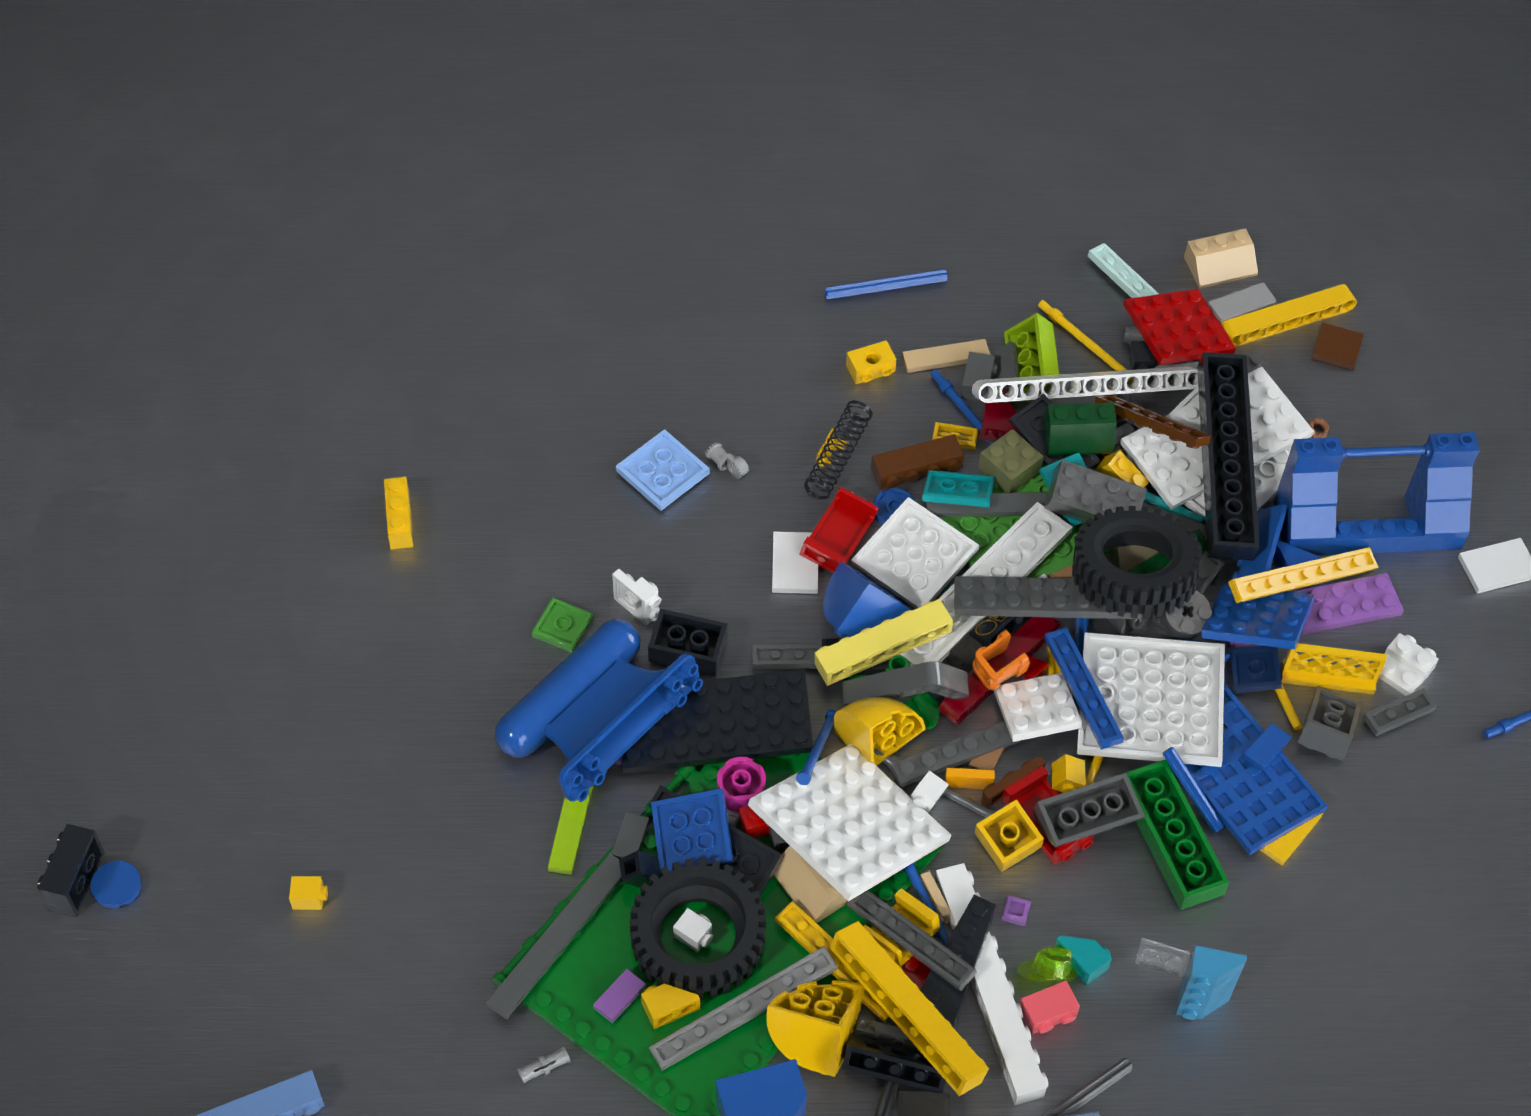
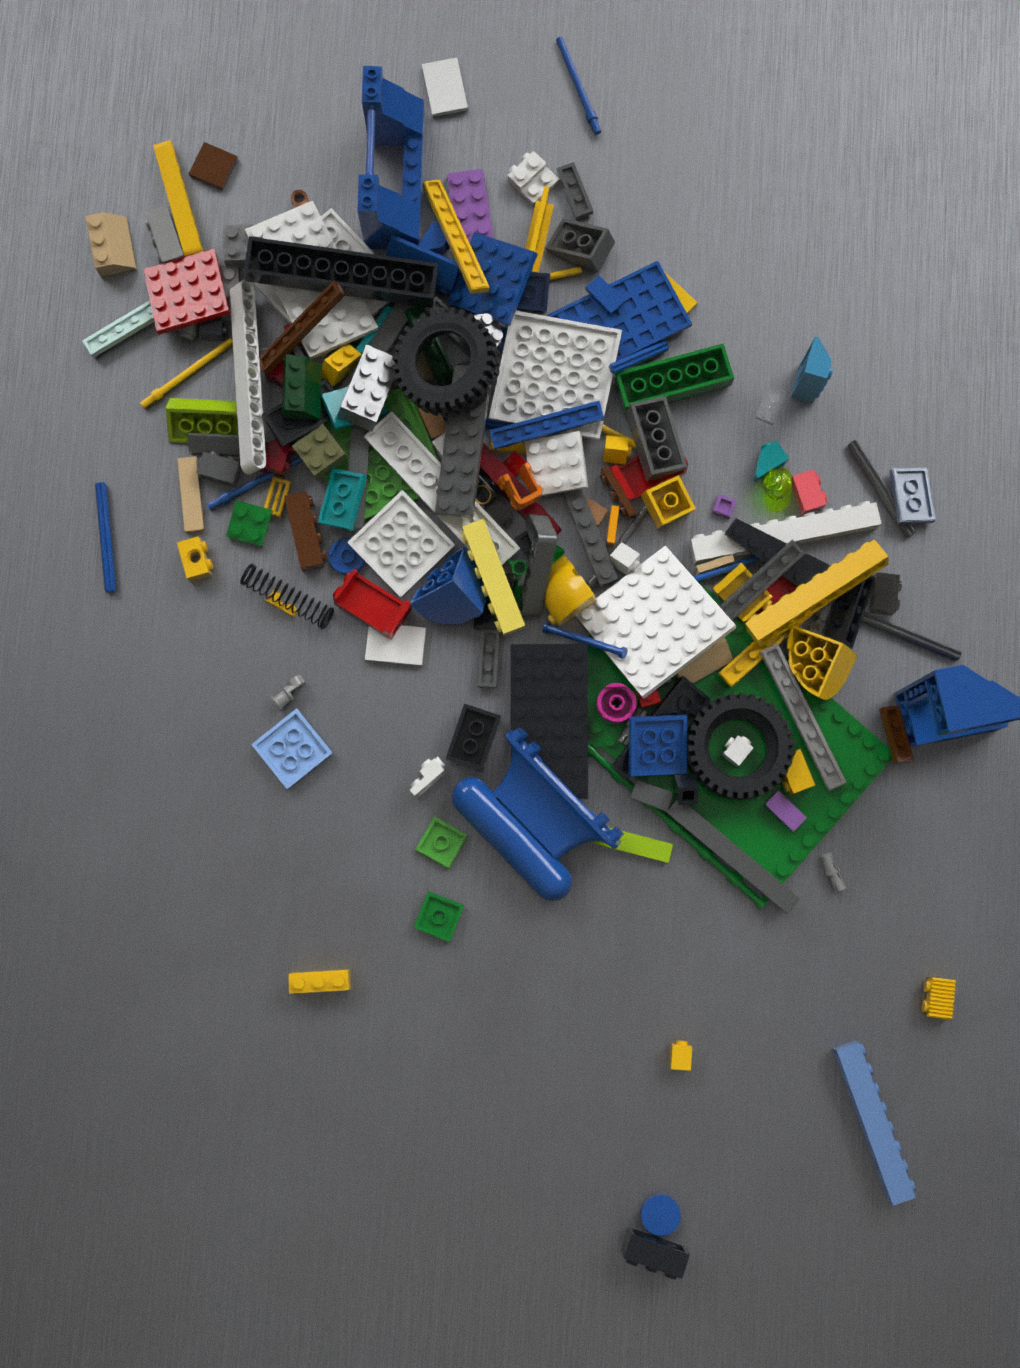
camera: 85 degrees left, 25 degrees up
(474, 626) = (438, 916): none -> green plate
(920, 410) = (249, 523): none -> green plate

